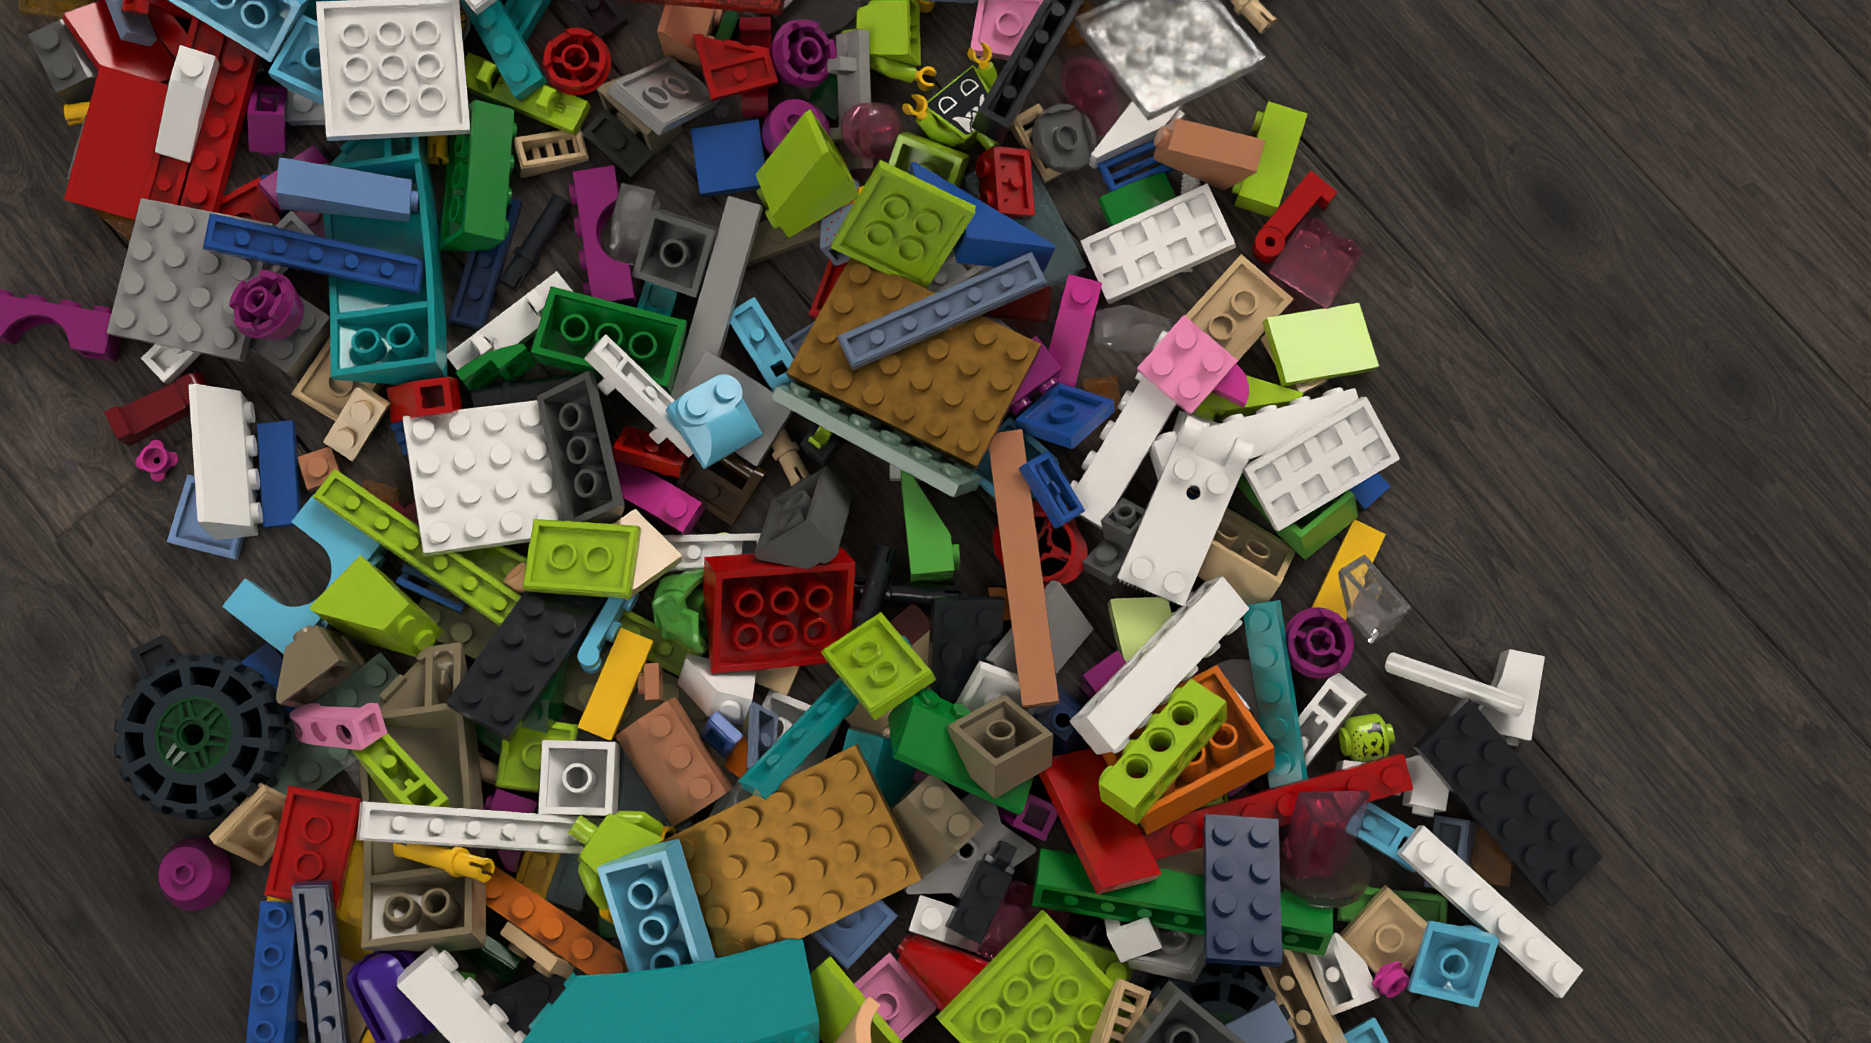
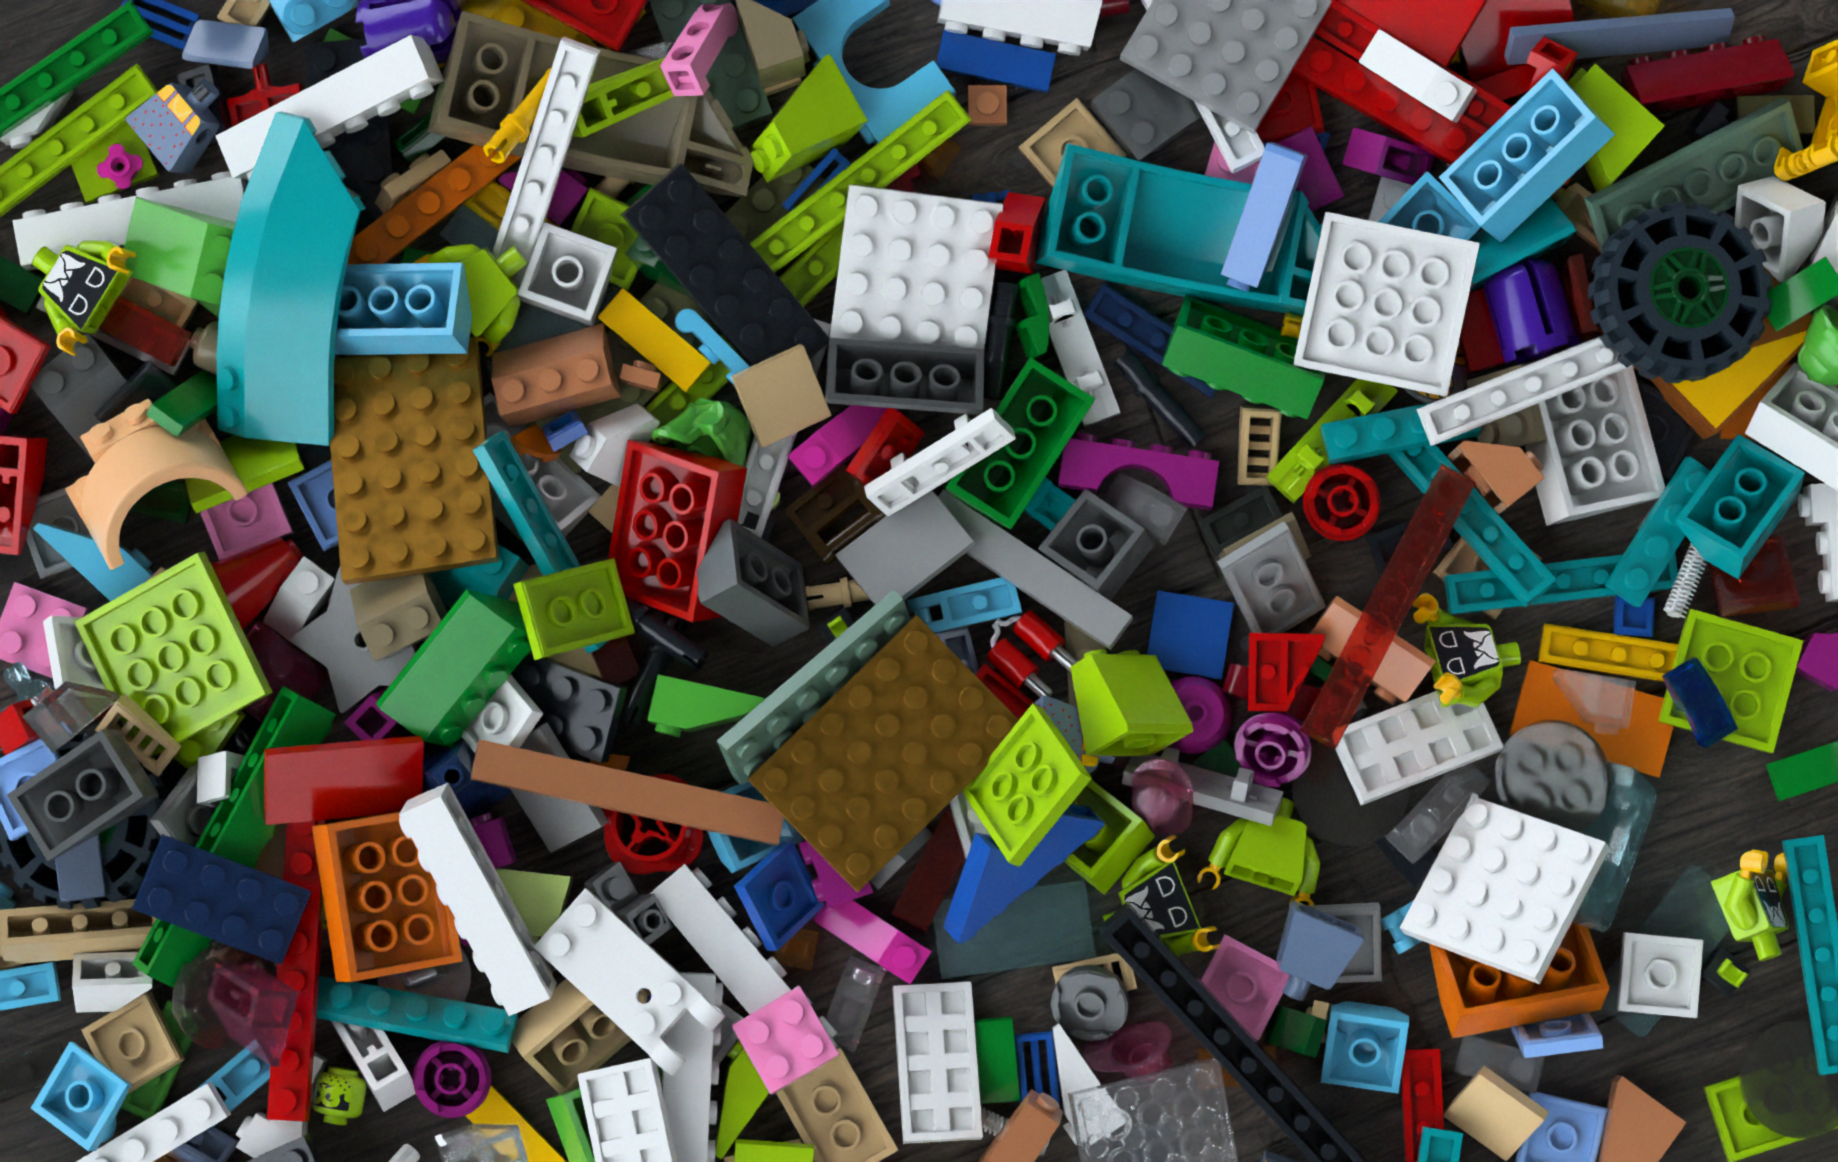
camera: 115 degrees right, 5 degrees up
(267, 307) = (1160, 98): magenta cone -> none
(313, 254) = (1208, 164): blue tile -> none
(356, 422) = (1020, 156): tan plate -> none
(515, 578) = (798, 275): light nougat hinge -> none
(582, 558) = (787, 343): lime tile -> none
(714, 419) = (891, 525): medium azure slope -> none
(761, 732) = (550, 471): sand blue slope -> none
(801, 288) = (1015, 664): none -> red piece
(942, 311) = (925, 798): sand blue tile -> none
(983, 893) = (314, 642): black hinge -> none
(1002, 745) = (446, 705): dark tan slope -> none
(1006, 181) = (1057, 920): red bracket -> none
(1048, 491) = (700, 846): blue tile -> none
(1137, 796) = (345, 823): lime brick -> none
(1234, 387) = (749, 1085): dark pink tile -> none
(1391, 979) = (88, 1029): dark pink plate -> none

